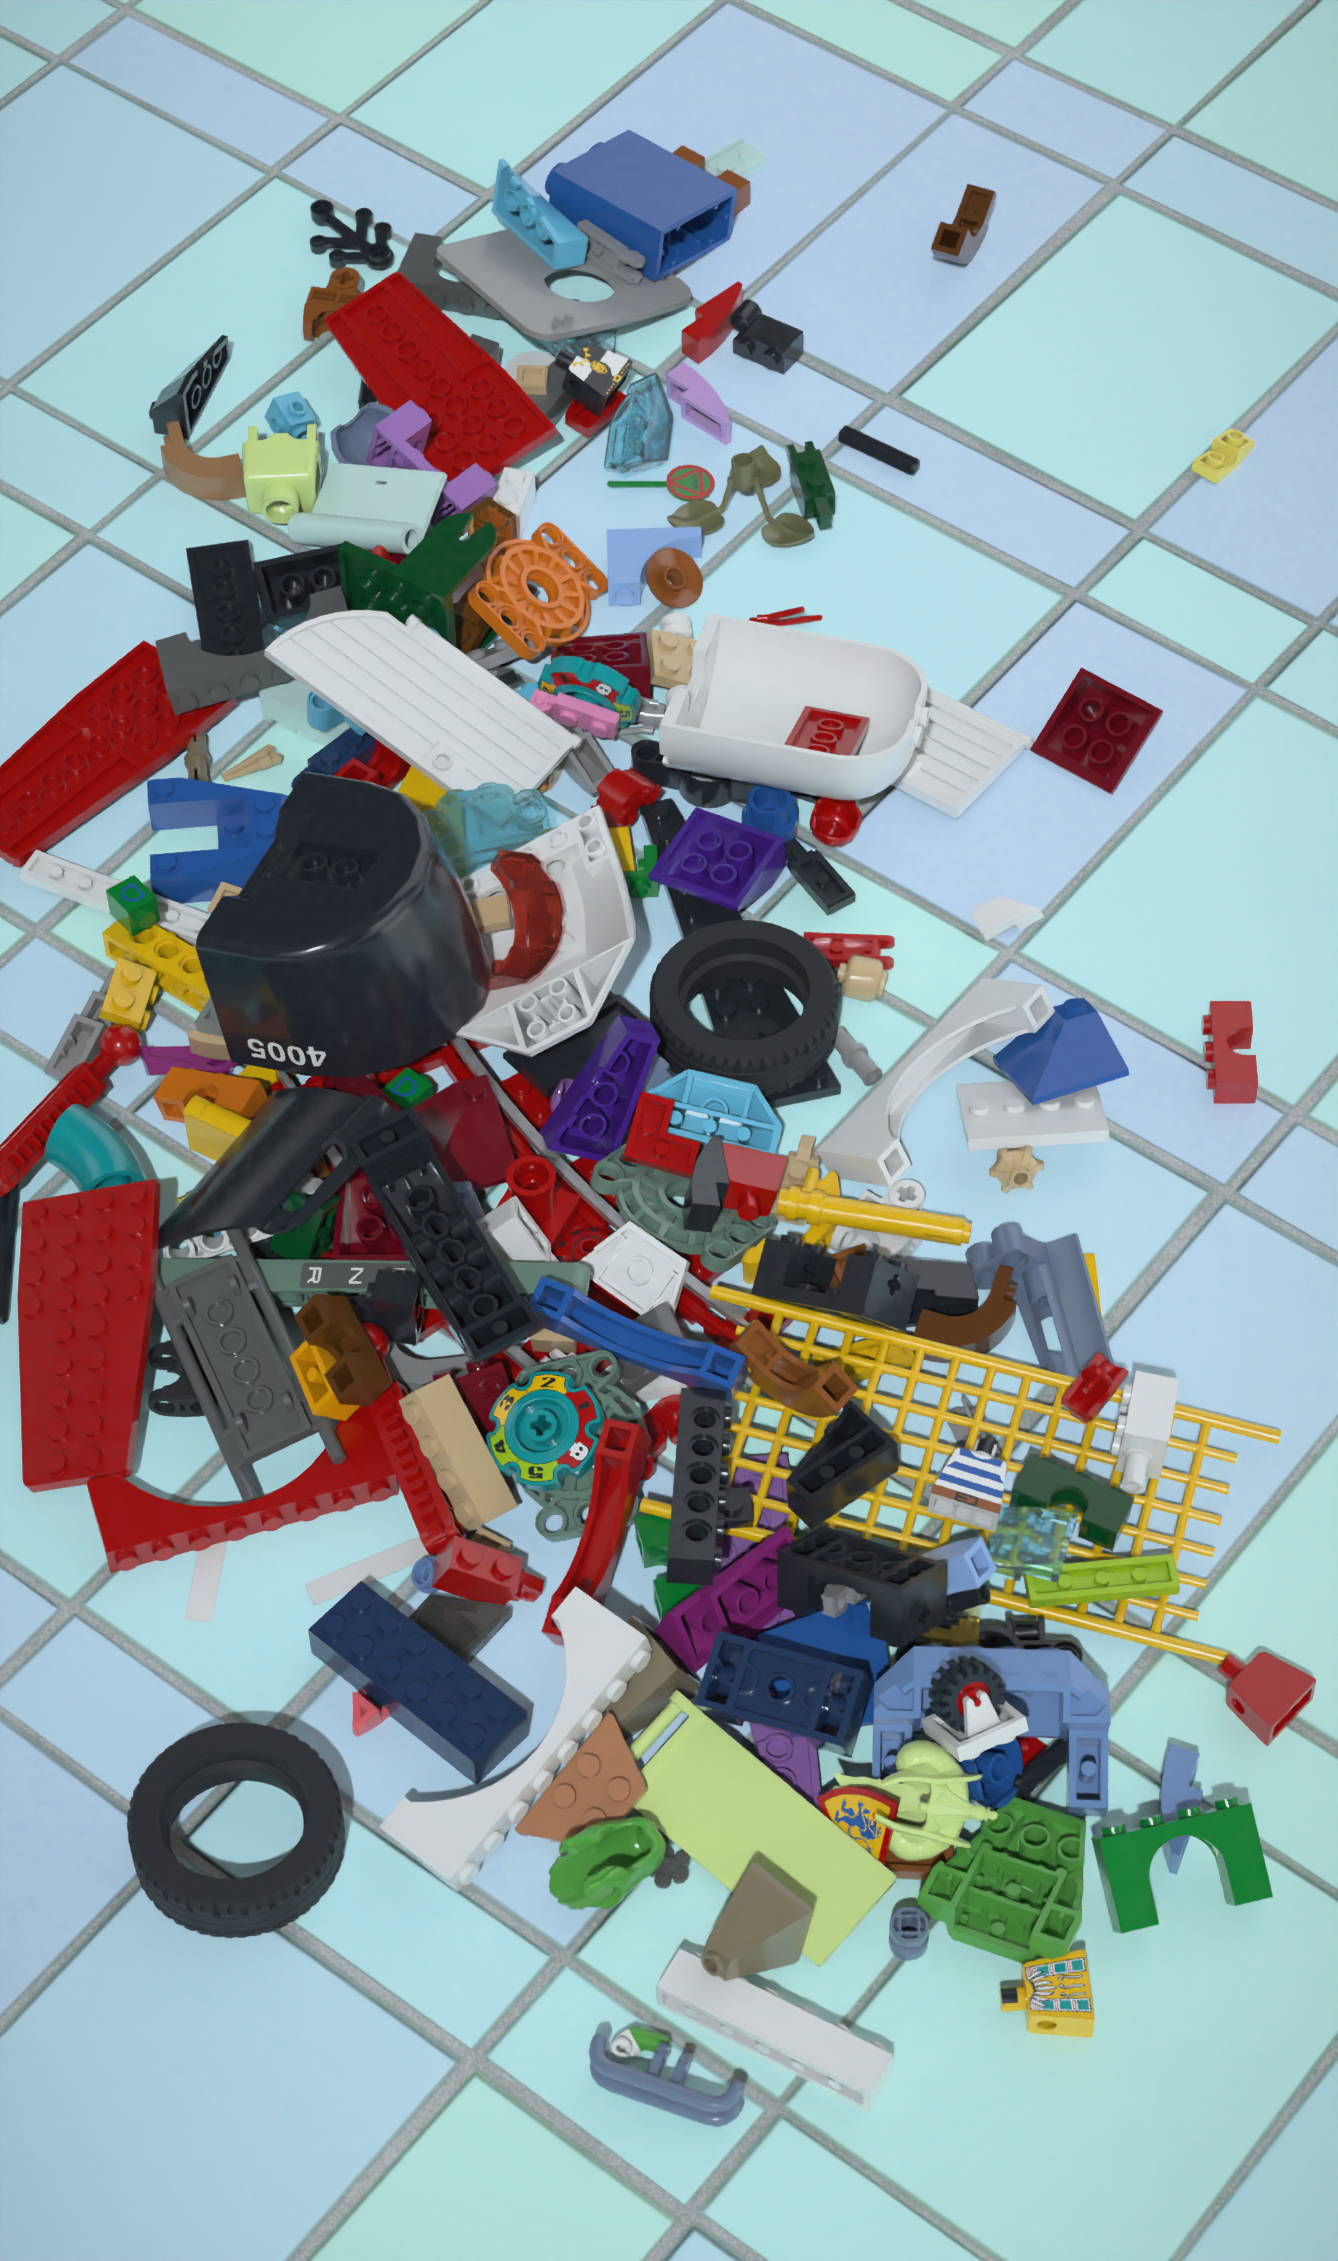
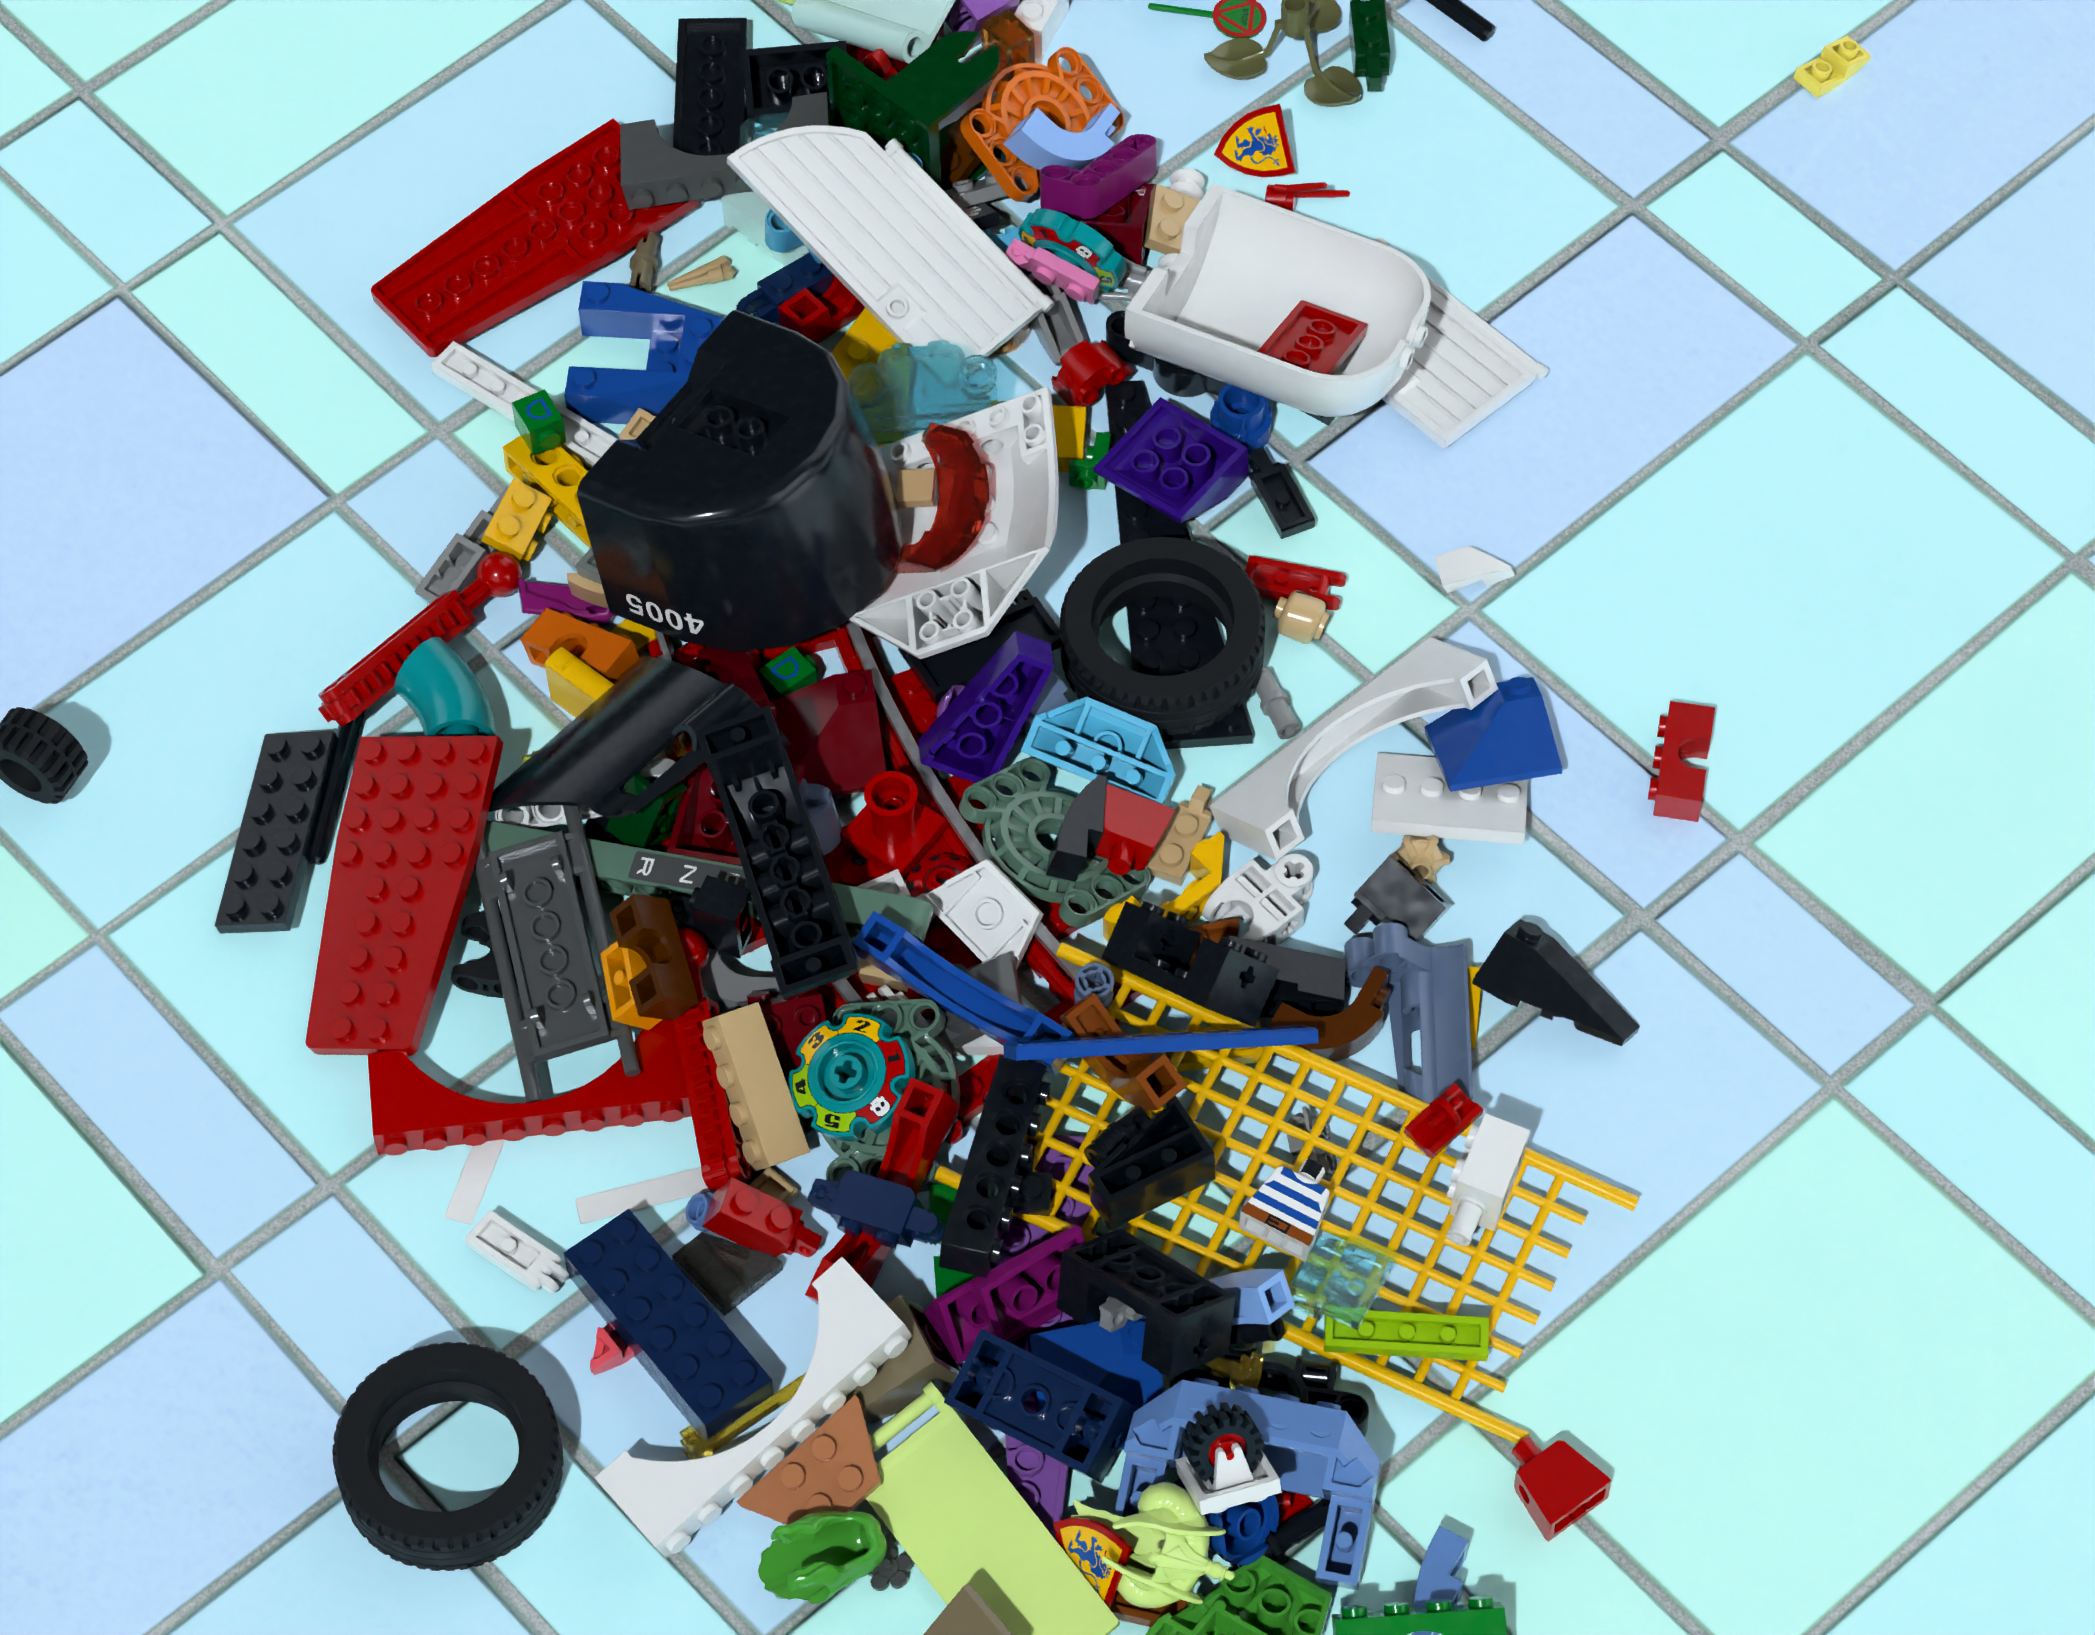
camera: 10 degrees right, 5 degrees up
(261, 1639) = (516, 1253): none -> white hinge
(468, 1784) = (698, 1448): none -> clear yellow piece
(514, 1234) = (861, 856): white torso -> none
(556, 609) = (1044, 144): none -> light blue arch
(595, 1543) = (877, 1209): none -> dark blue hinge
(602, 632) = (1102, 182): none -> magenta beam
(630, 551) = (1167, 92): light blue arch -> none
(651, 1145) = (1031, 776): red plate -> none
(681, 571) = (1205, 118): dark orange dish -> none
(733, 584) = (1258, 144): none -> shield
(749, 1309) = (1102, 979): none -> sand blue wheel
(799, 1445) = (1115, 1134): none -> black hinge
(818, 1208) = (1194, 872): yellow cylinder -> none
(825, 1354) = (1160, 1042): none -> blue tile
(835, 821) = (1309, 435): red hair -> none
(1005, 1201) = (1400, 895): none -> black hinge
(1096, 731) = (1617, 371): dark red slope -> none
(1102, 1507) = (1369, 1220): dark green arch -> none
(1147, 1248) = (1540, 972): none -> black wedge

